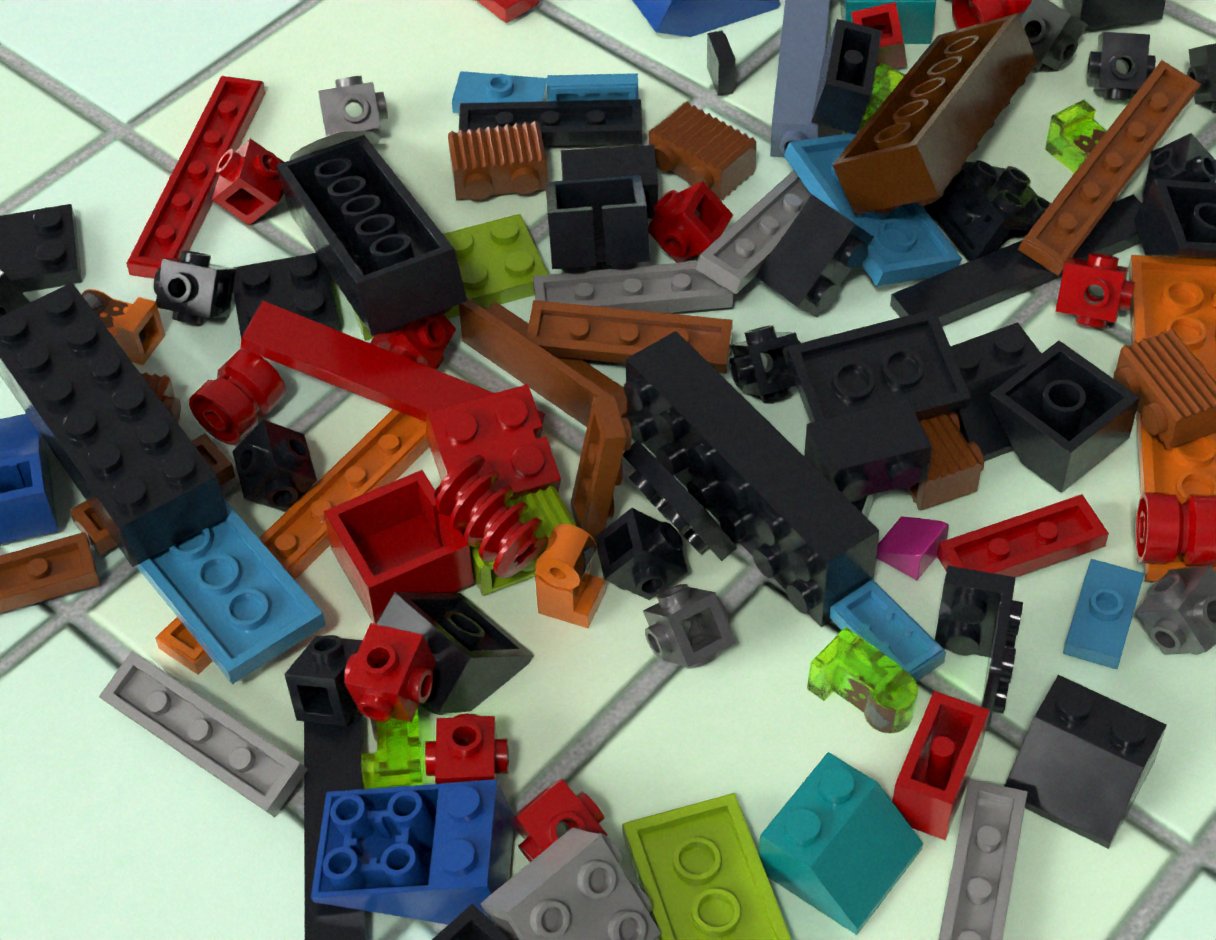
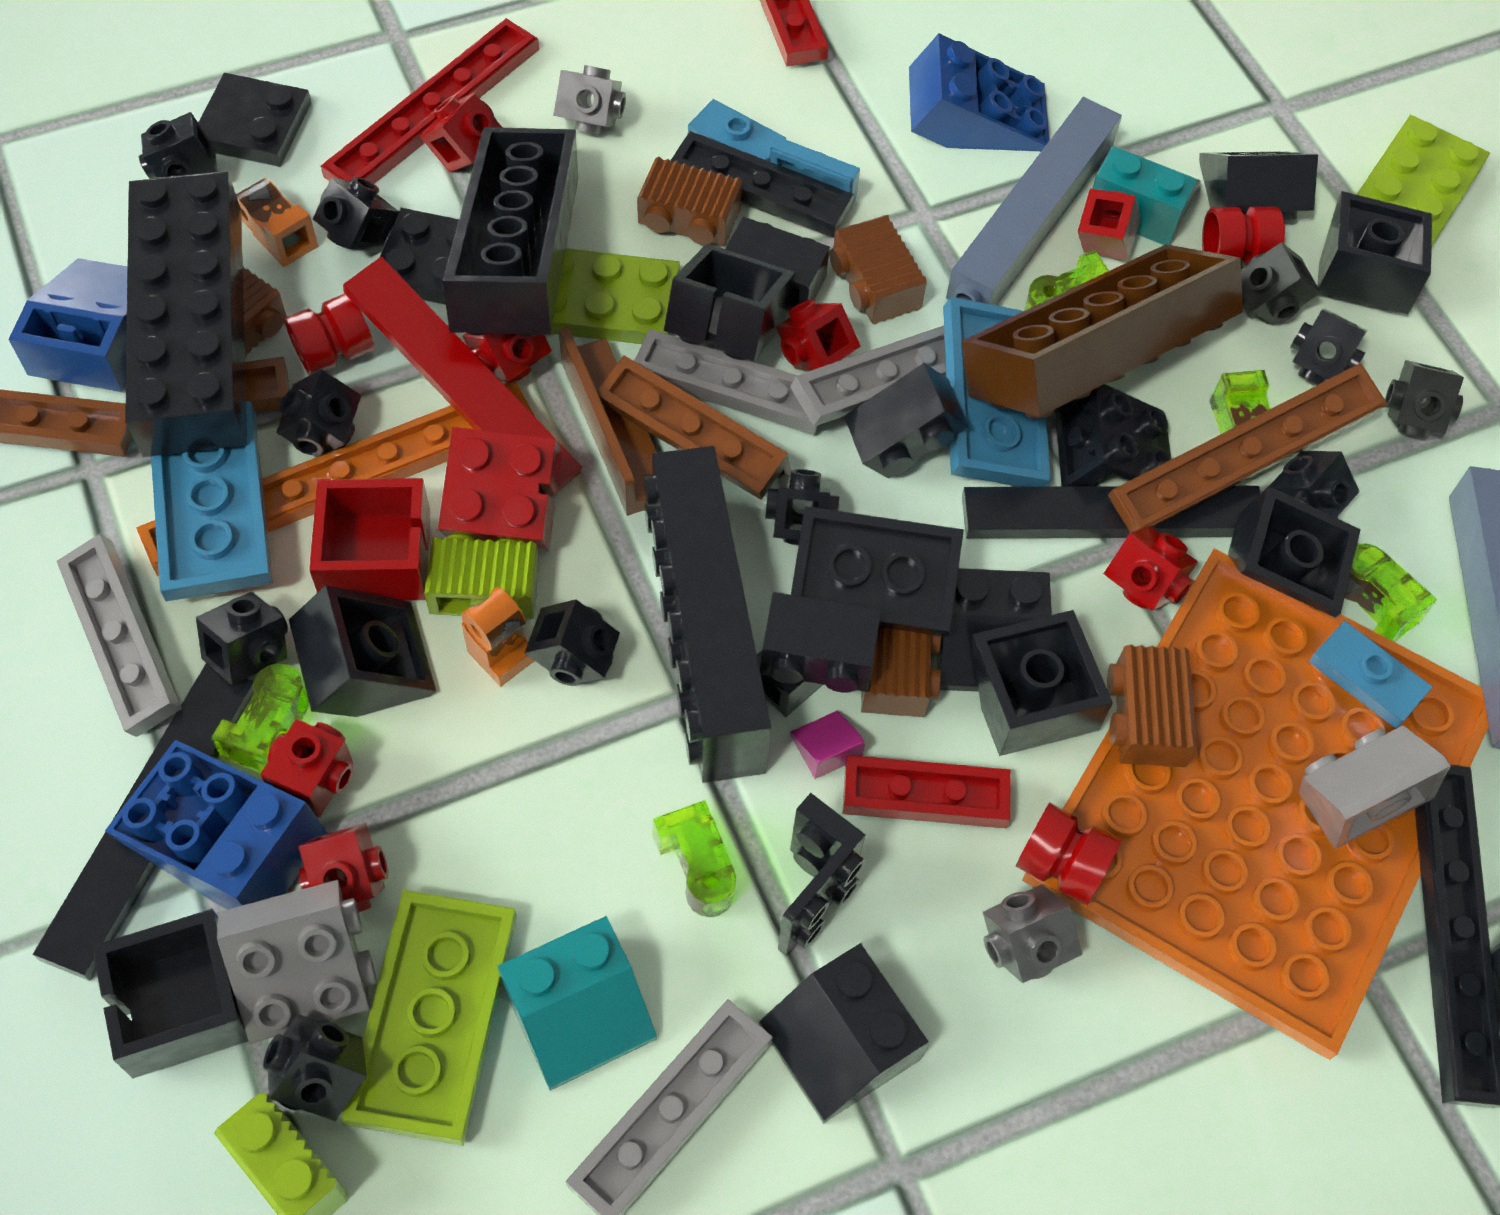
camera: 20 degrees right, 10 degrees up
(333, 139) = (548, 124): white sticker -> none
(390, 673) = (273, 661): red brick -> none
(488, 518) = (442, 554): red piece -> none
(600, 465) = (574, 547): dark orange plate -> none
(676, 503) = (631, 608): black plate -> none
(702, 629) = (570, 731): flat silver brick -> none
(721, 63) = (951, 187): black tile -> none
(846, 76) = (1040, 253): black brick -> none
(889, 629) = (749, 820): dark azure plate -> none
(940, 764) = (705, 973): red brick -> none
(1103, 614) = (961, 894): dark azure plate -> none

